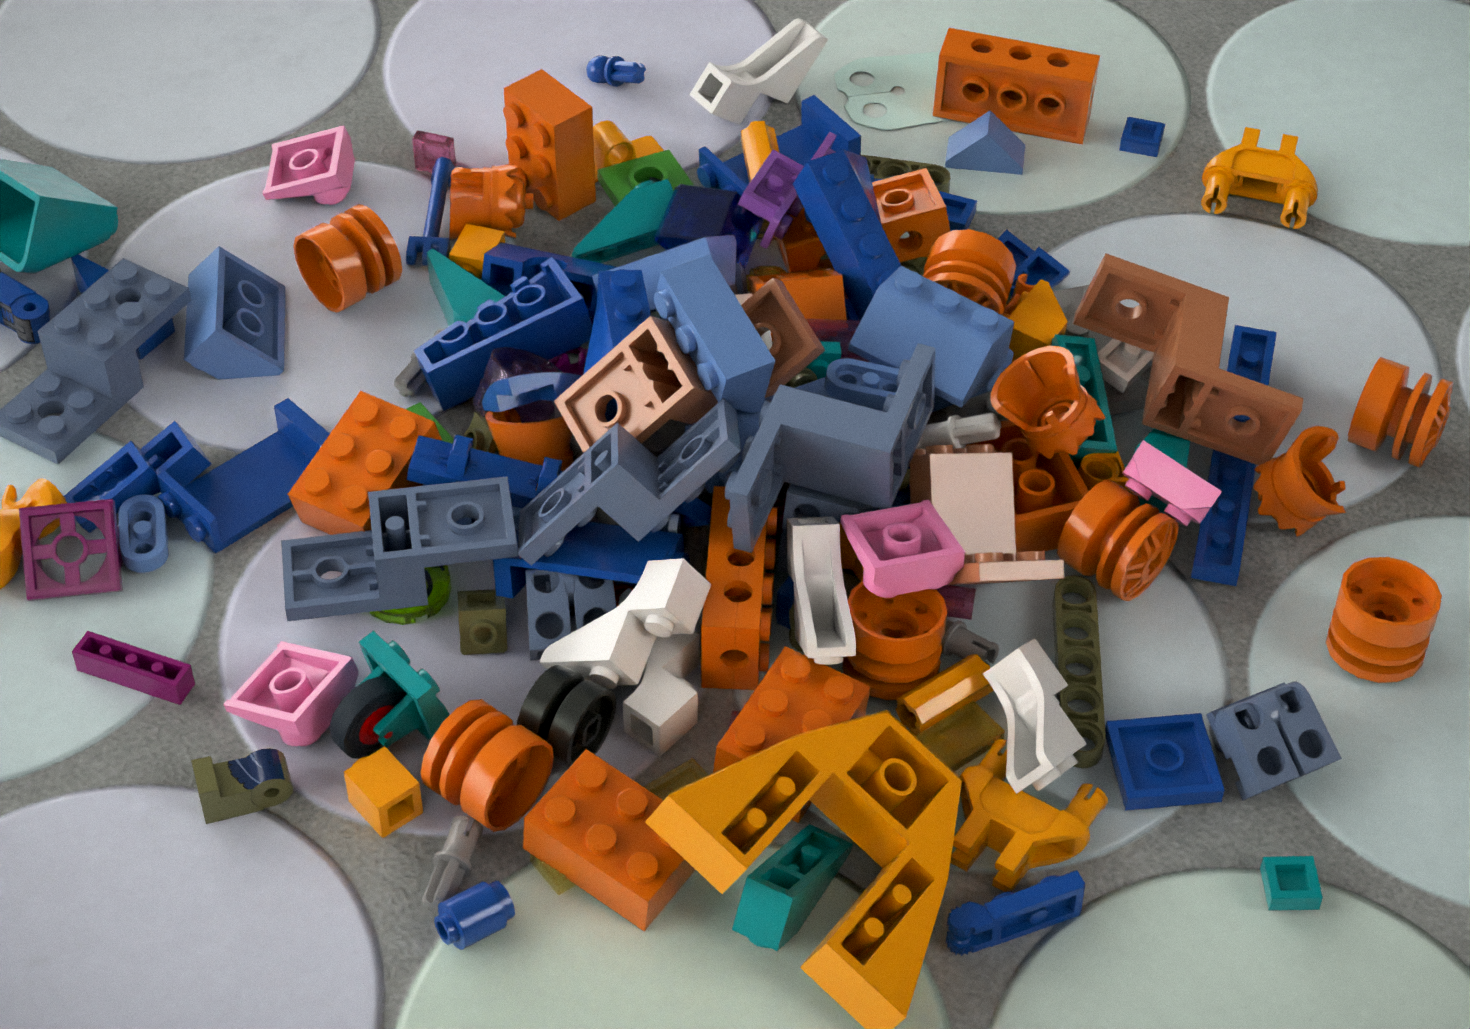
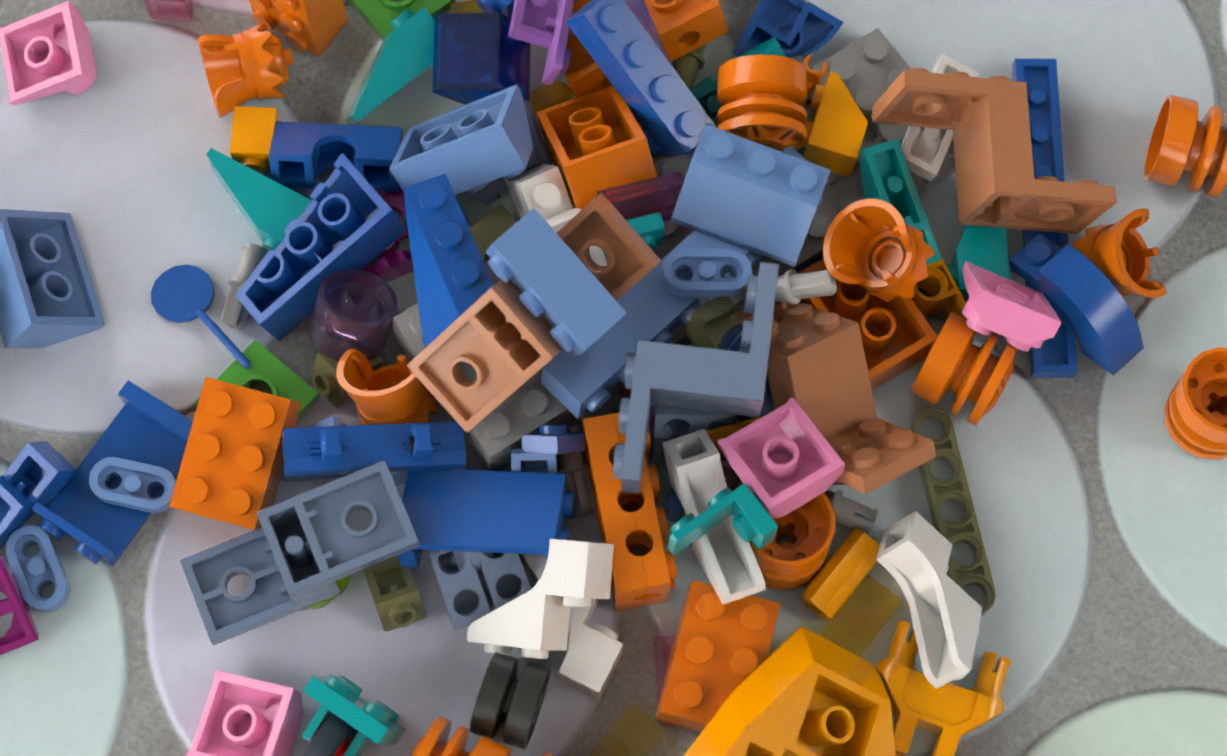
camera: 15 degrees left, 25 degrees up
(133, 667) = (83, 729): magenta piece -> none
(258, 483) = (136, 484): none -> medium blue plate
(347, 258) = (134, 174): orange wheel -> none
(366, 363) = (185, 295): none -> blue piece
(417, 244) = (185, 31): blue hinge -> none
(525, 389) = (377, 346): blue brick -> none
(629, 482) = (510, 454): sand blue bracket -> none
(836, 567) = (748, 520): none -> teal bracket
(1163, 761) = (1050, 602): blue plate -> none
(1266, 512) = (1087, 297): none -> blue arch
(1272, 737) = (1142, 560): sand blue hips -> none
(1291, 883) = (1185, 708): teal plate -> none

